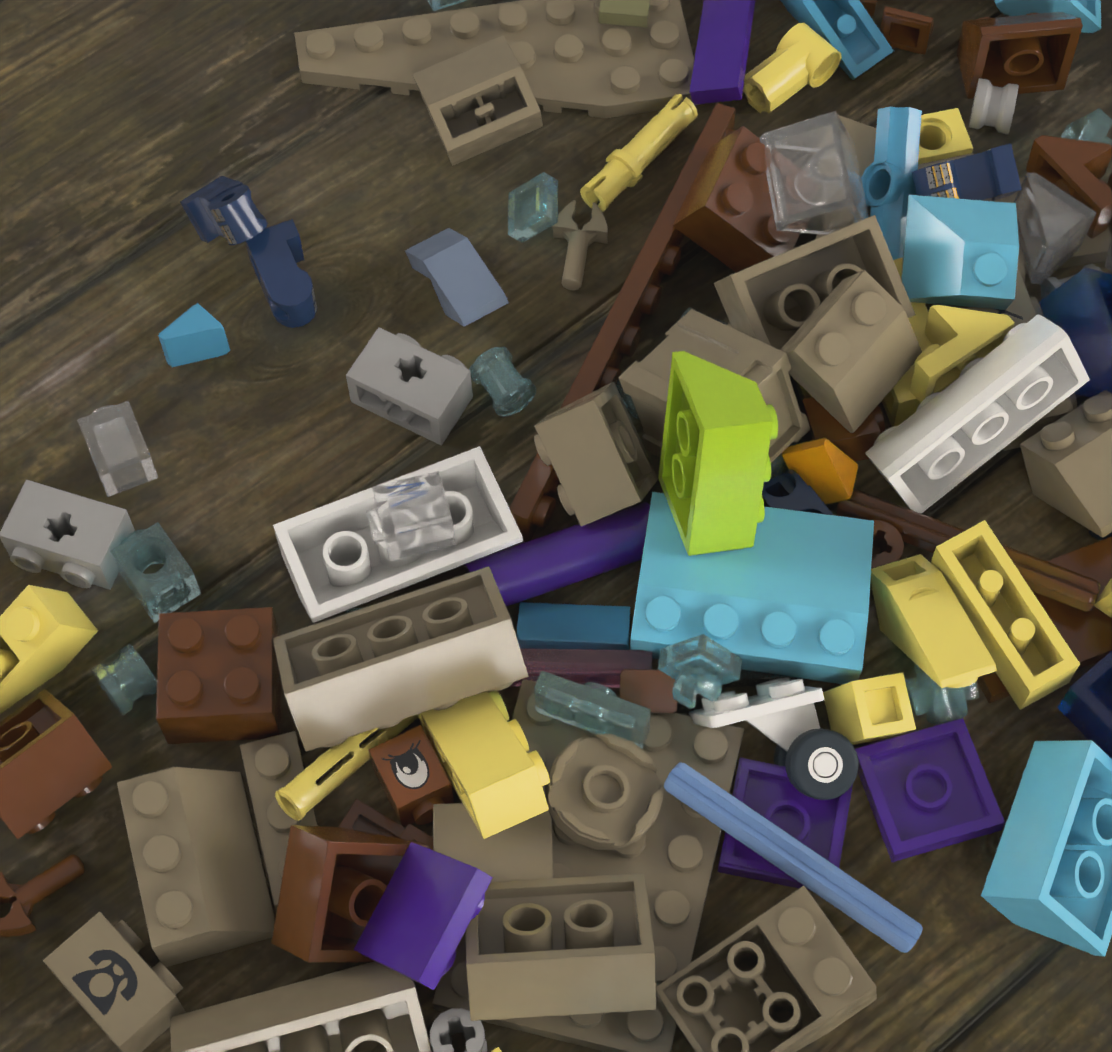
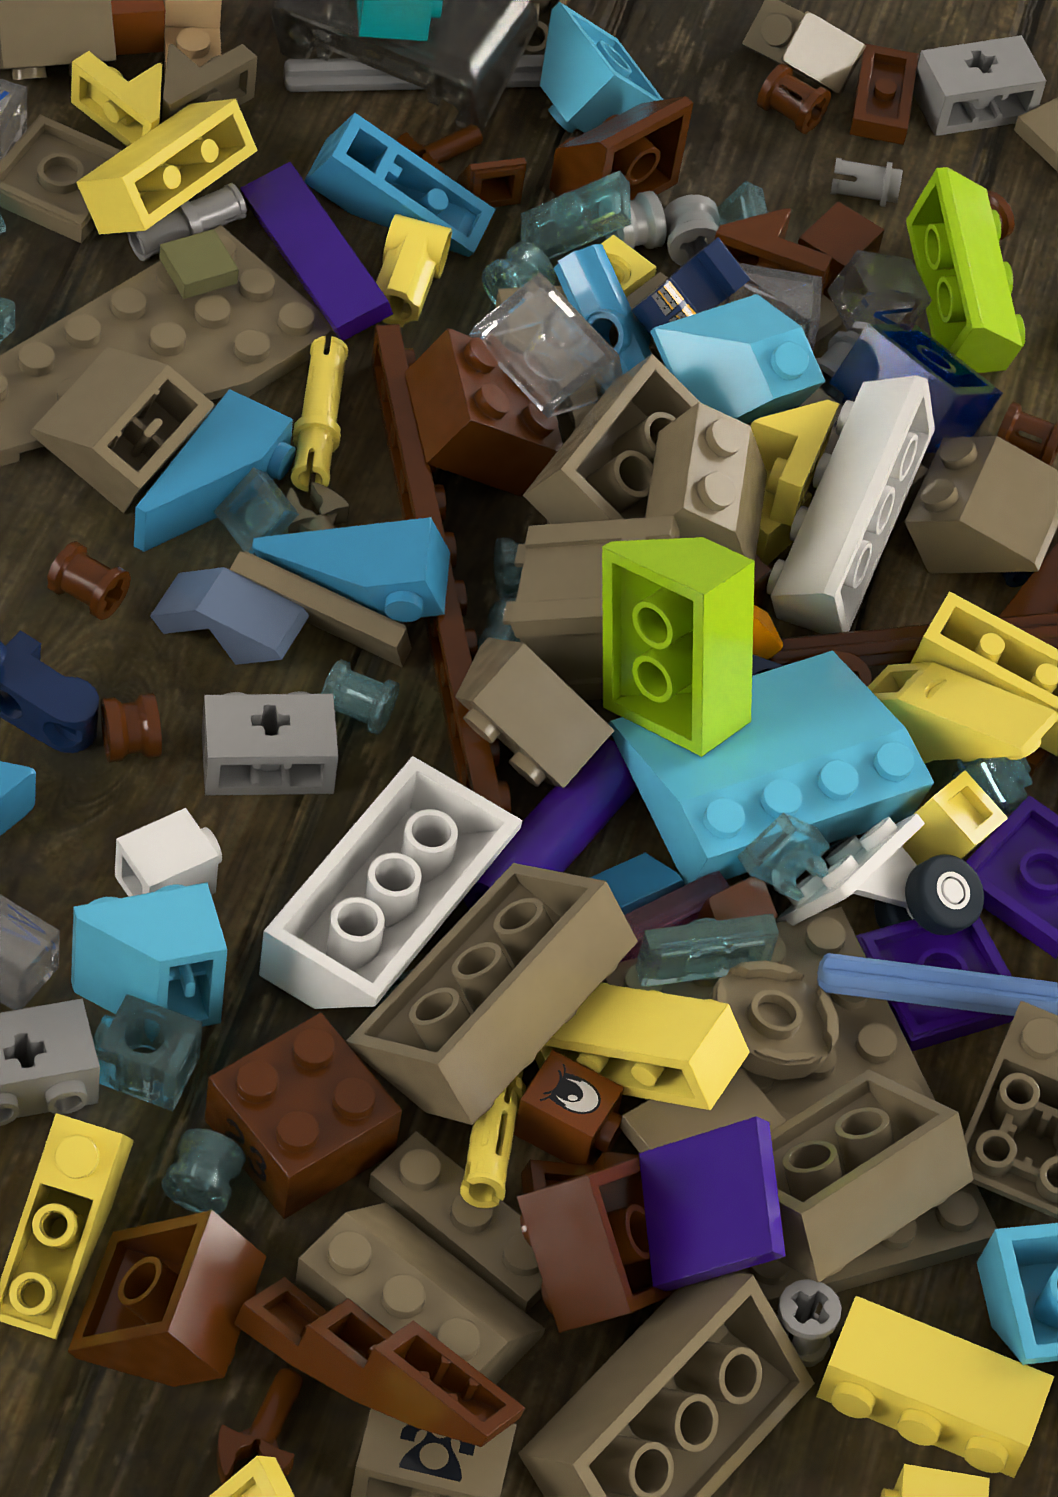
camera: 45 degrees left, 10 degrees down
(107, 897) = (397, 1374): none -> reddish brown slope
(201, 503) = (153, 948): none -> medium azure slope
(272, 440) = (167, 854): none -> white brick
(324, 326) = (131, 727): none -> reddish brown wheel
(382, 212) = (88, 580): none -> reddish brown bush
(411, 516) = (415, 845): clear brick -> none
(524, 302) = (330, 610): none -> dark tan tile
(551, 145) = (211, 464): none -> dark azure slope
(576, 291) = (382, 566): none -> dark azure slope
(864, 106) = (520, 266): none -> clear light blue wheel
(943, 83) = (578, 216): none -> clear light blue plate
(1034, 120) = (690, 226): none -> light grey wheel

